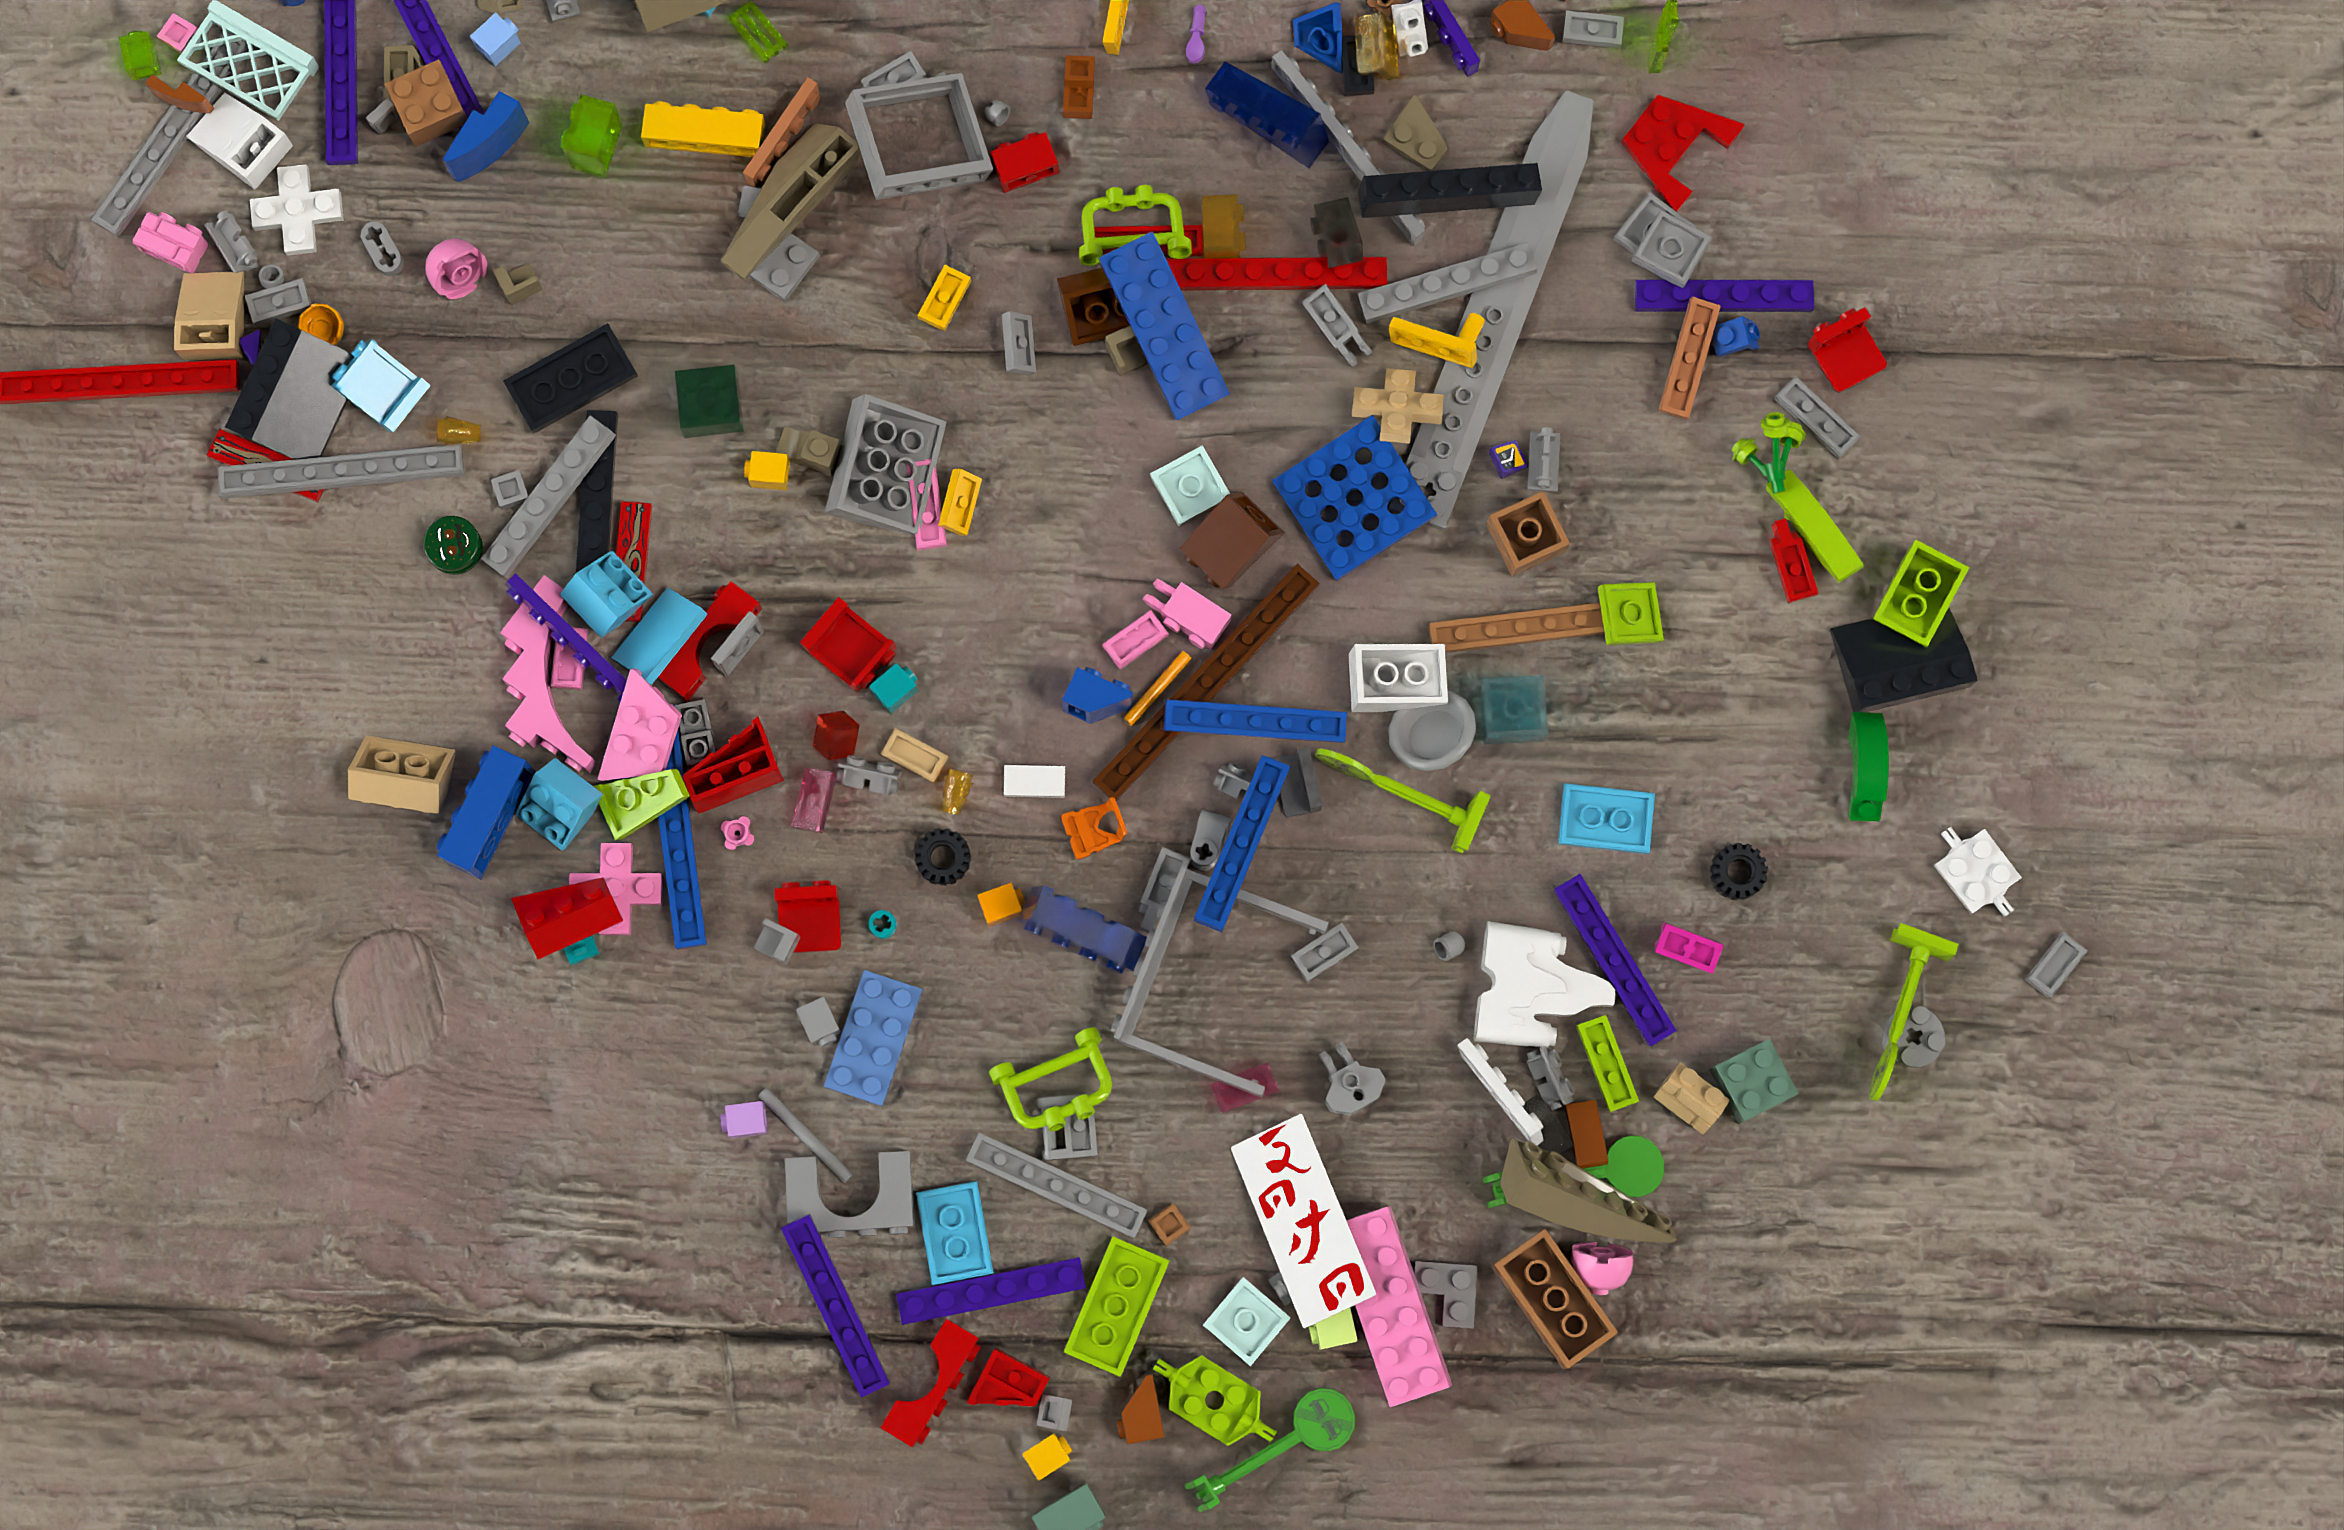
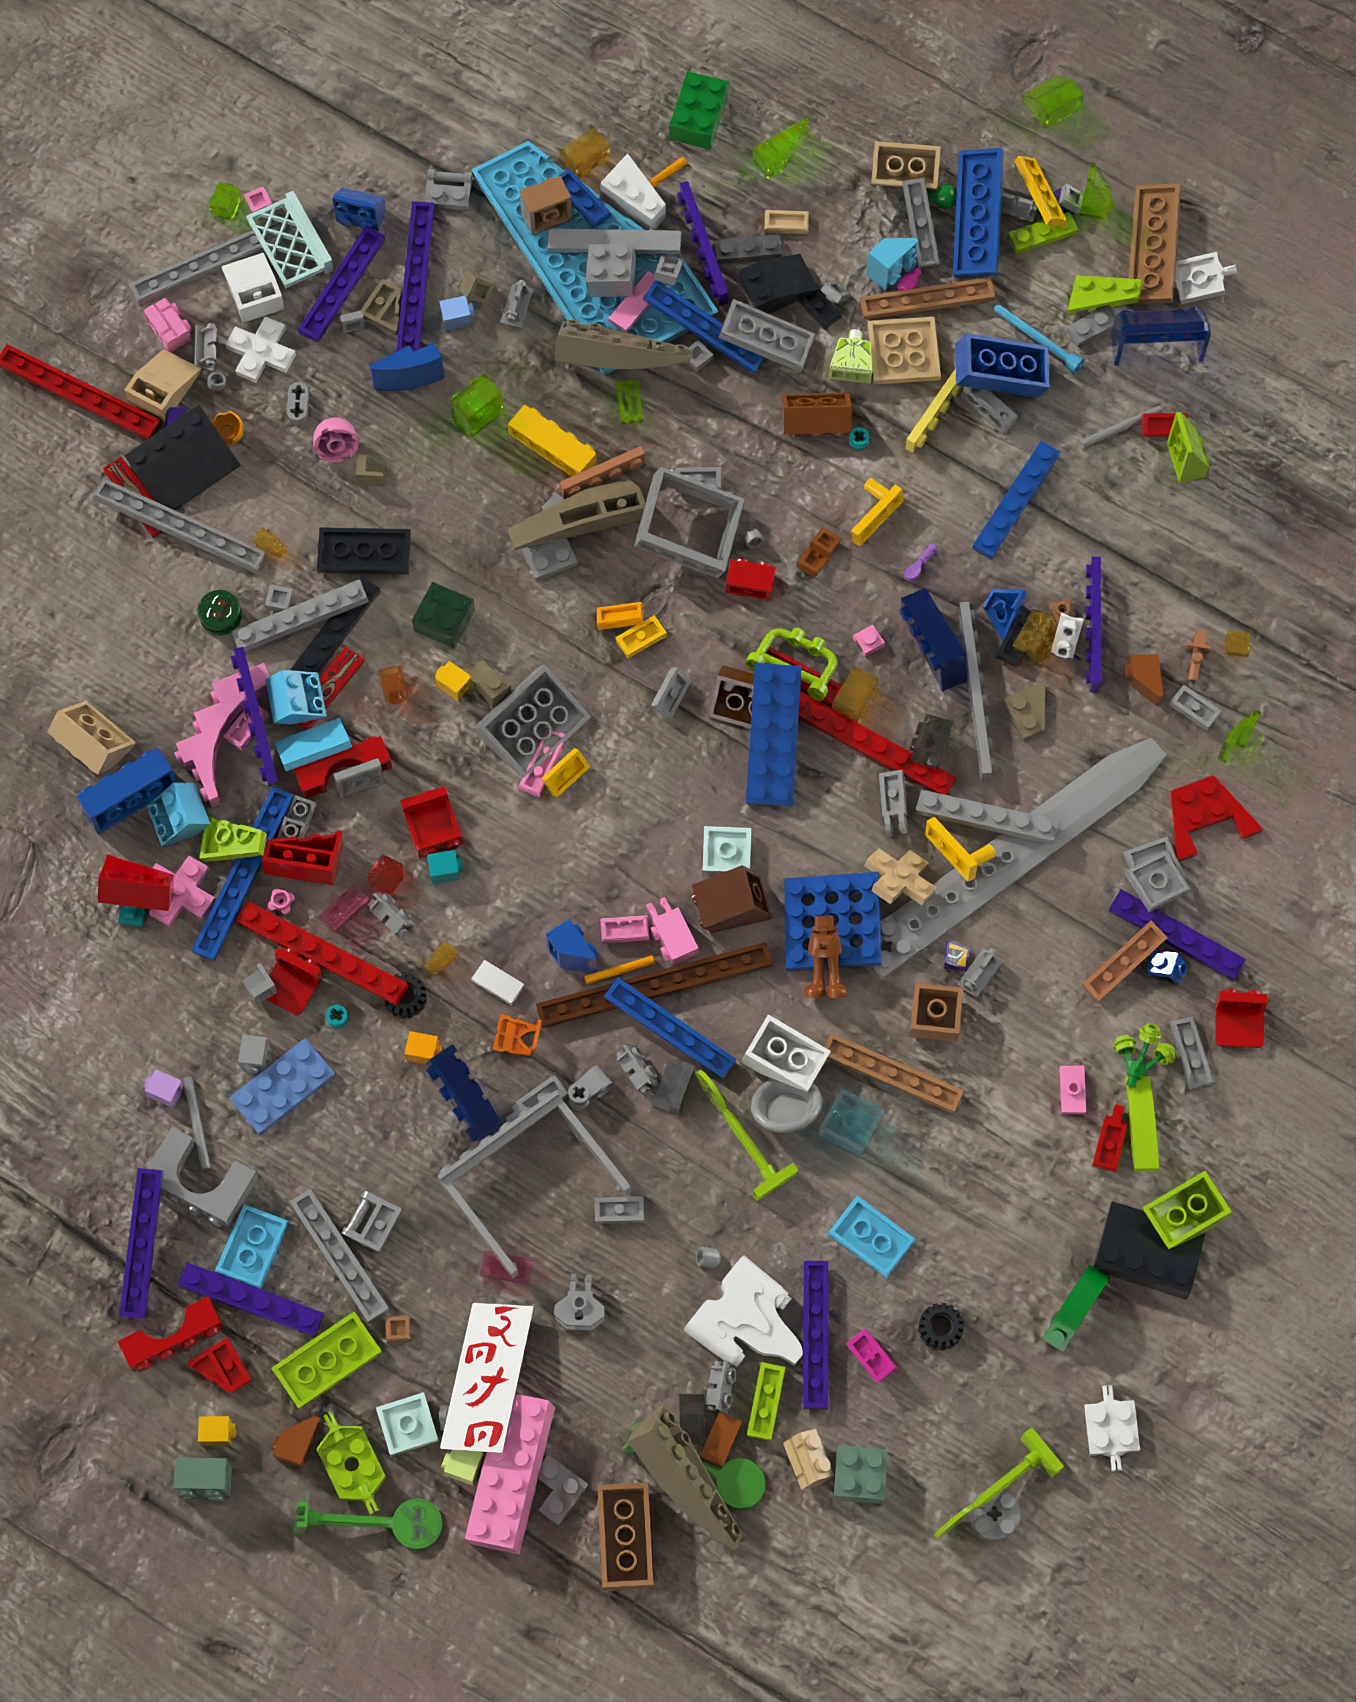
camera: 35 degrees right, 10 degrees down
(183, 97) = (232, 239): dark orange slope -> none
(278, 302) = (210, 399): light grey plate -> none
(379, 385) = (238, 484): panel -> none
(426, 103) = (383, 326): medium nougat brick -> none
(641, 732) = (259, 797): bright pink wing -> none
(704, 514) = (393, 684): none -> clear orange brick
(822, 865) = (322, 952): none -> red plate
(906, 287) = (620, 615): none -> light orange tile
(914, 755) = (429, 919): tan tile -> none
(1054, 1412) = (239, 1405): light grey plate -> none
(1081, 1106) = (388, 1210): lime bar -> none
(1125, 350) = (739, 738): dark tan panel -> none
(1195, 157) = (868, 640): none -> bright pink plate
(1241, 843) = (605, 1099): blue plate -> none
(1366, 531) = (822, 944): none -> dark orange piece
(1449, 190) = (1024, 754): black brick -> none
(1494, 1082) = (679, 1382): white plate -> none
(1602, 1267) = (672, 1536): bright pink cylinder -> none
(1630, 613) = (975, 1107): lime tile -> none
(1718, 532) = (1072, 1090): none -> bright pink plate
(2056, 965) = (1128, 1527): light grey tile -> none

